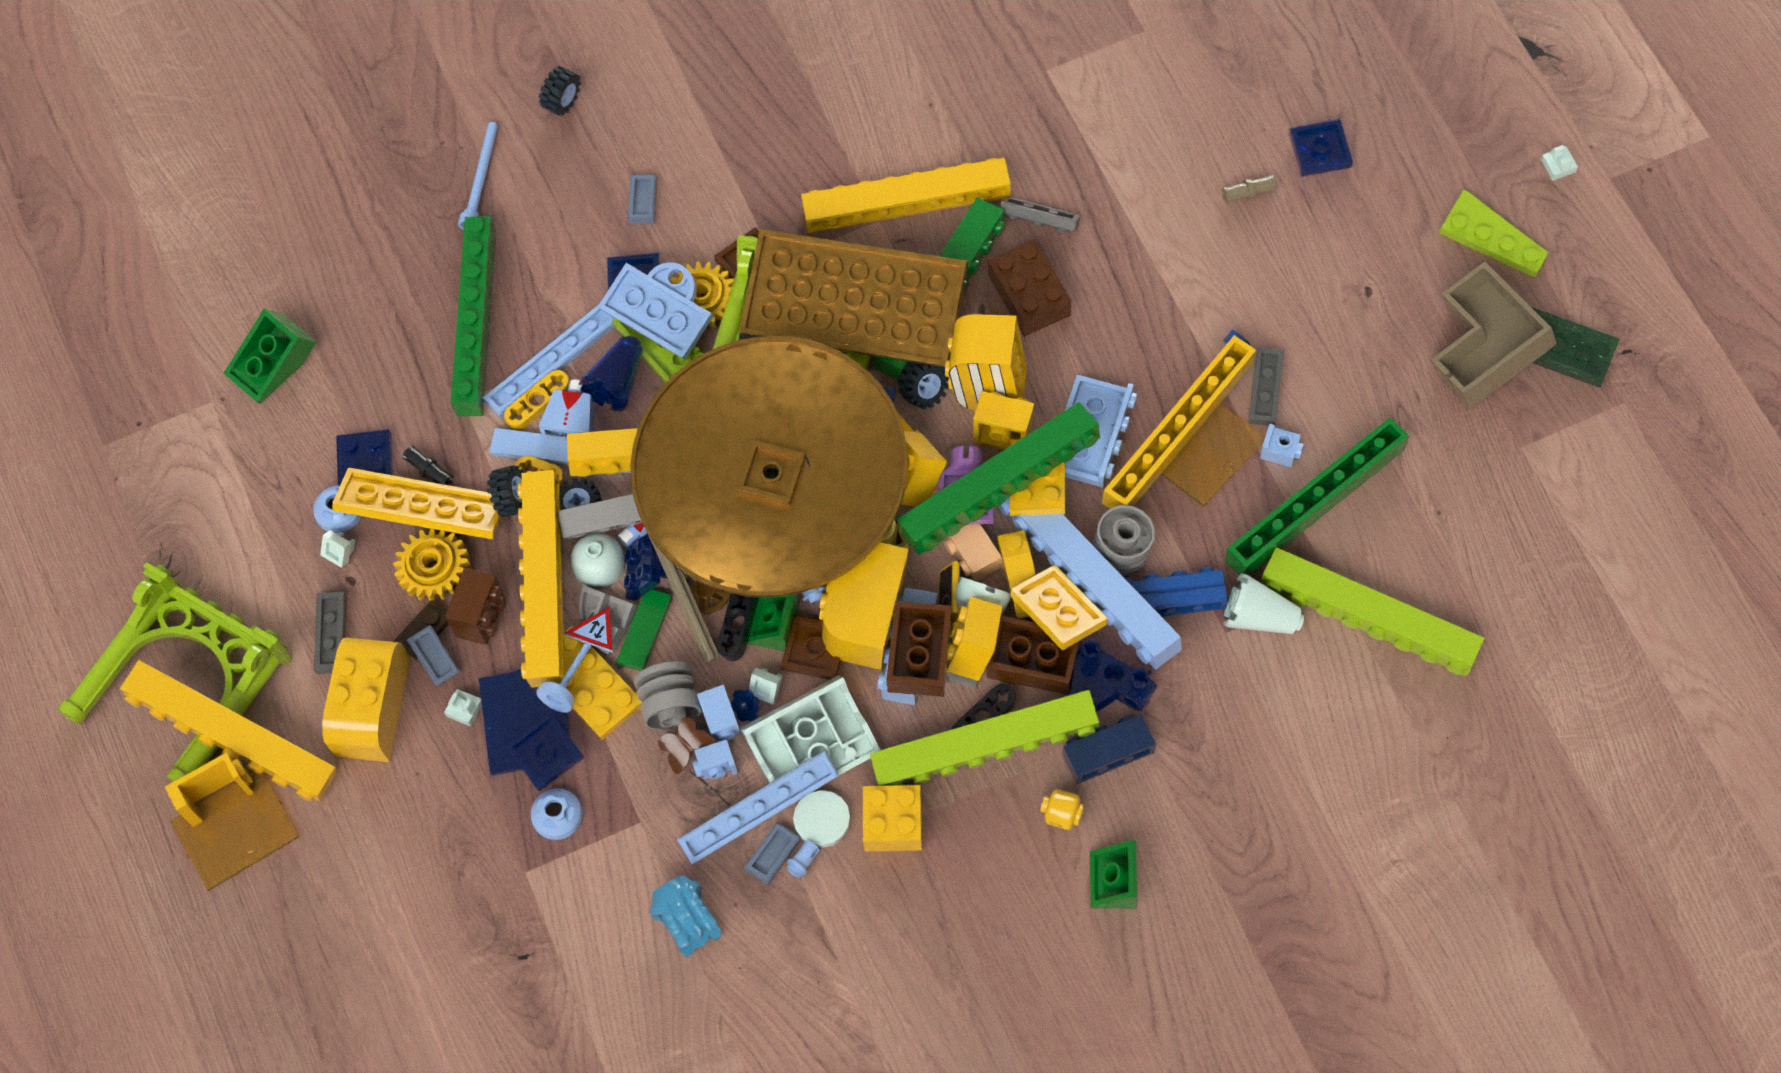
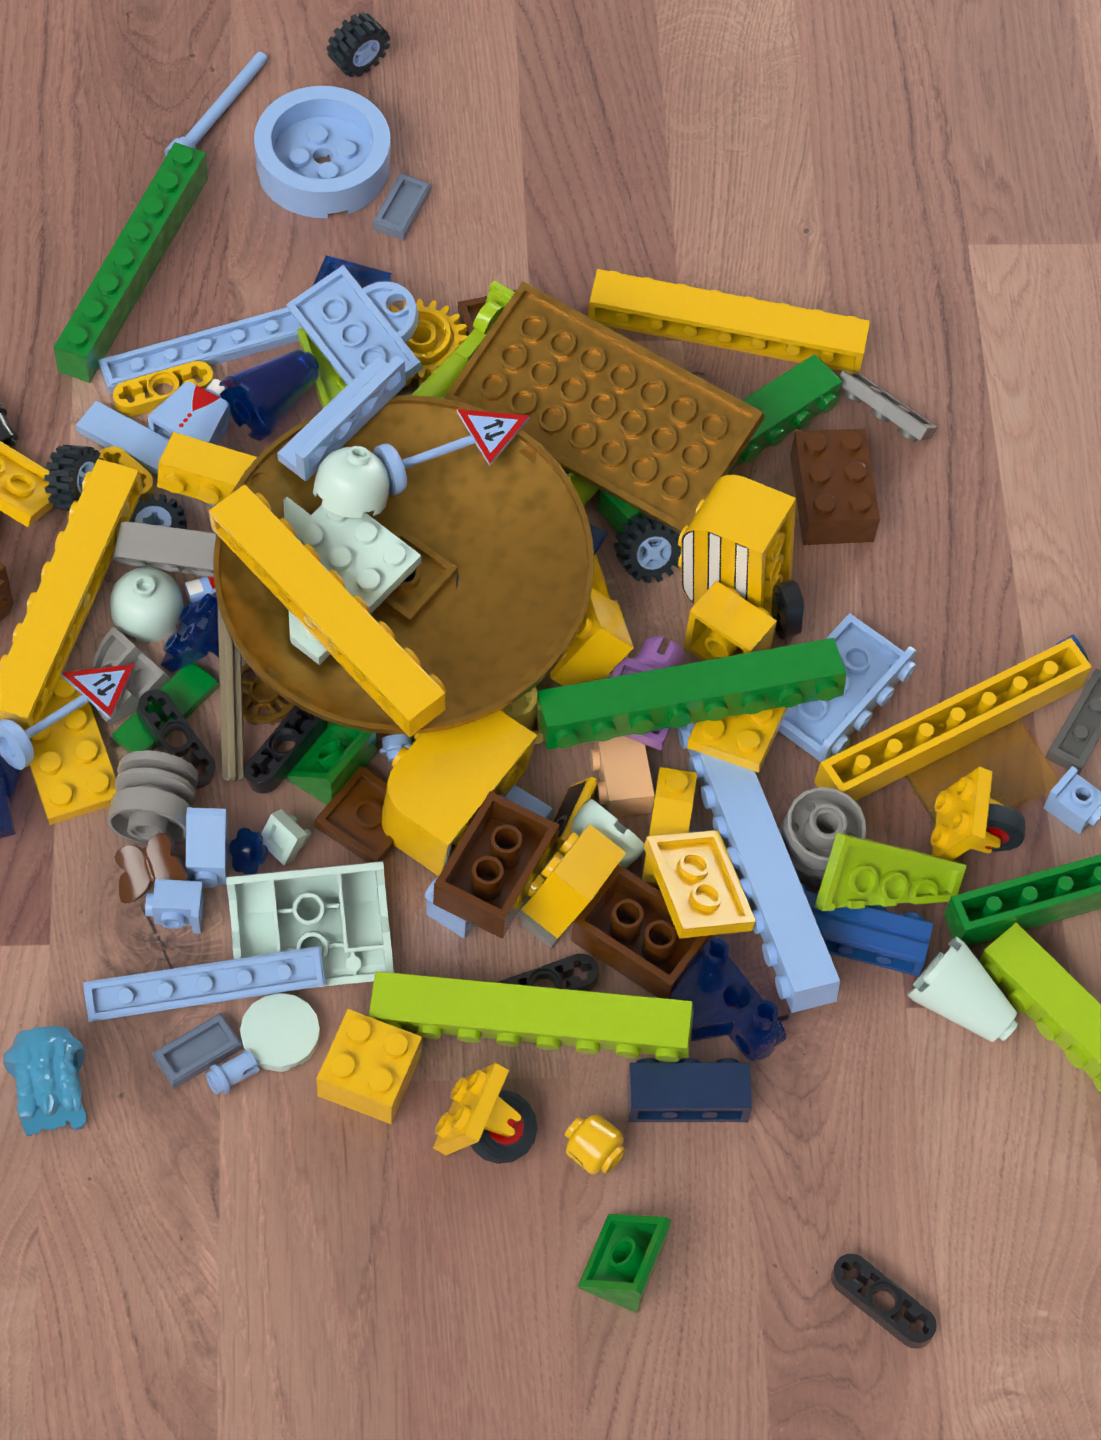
camera: 10 degrees right, 5 degrees down
(560, 160) = (315, 125): none -> light blue brick
(641, 641) = (170, 710): none -> black beam
(684, 380) = (343, 416): none -> light blue fence
(712, 425) = (352, 482): none -> light aqua cylinder
(727, 490) = (362, 554): none -> light aqua wing
(735, 521) = (329, 610): none -> yellow brick
(787, 350) = (487, 429): none -> light blue piece
(984, 821) = (488, 1119): none -> yellow plate
(1035, 389) = (787, 609): none -> black beam
(1177, 550) = (884, 875): none -> lime wing
(1219, 488) = (973, 820): none -> yellow plate
(1314, 834) = (884, 1318): none -> black beam

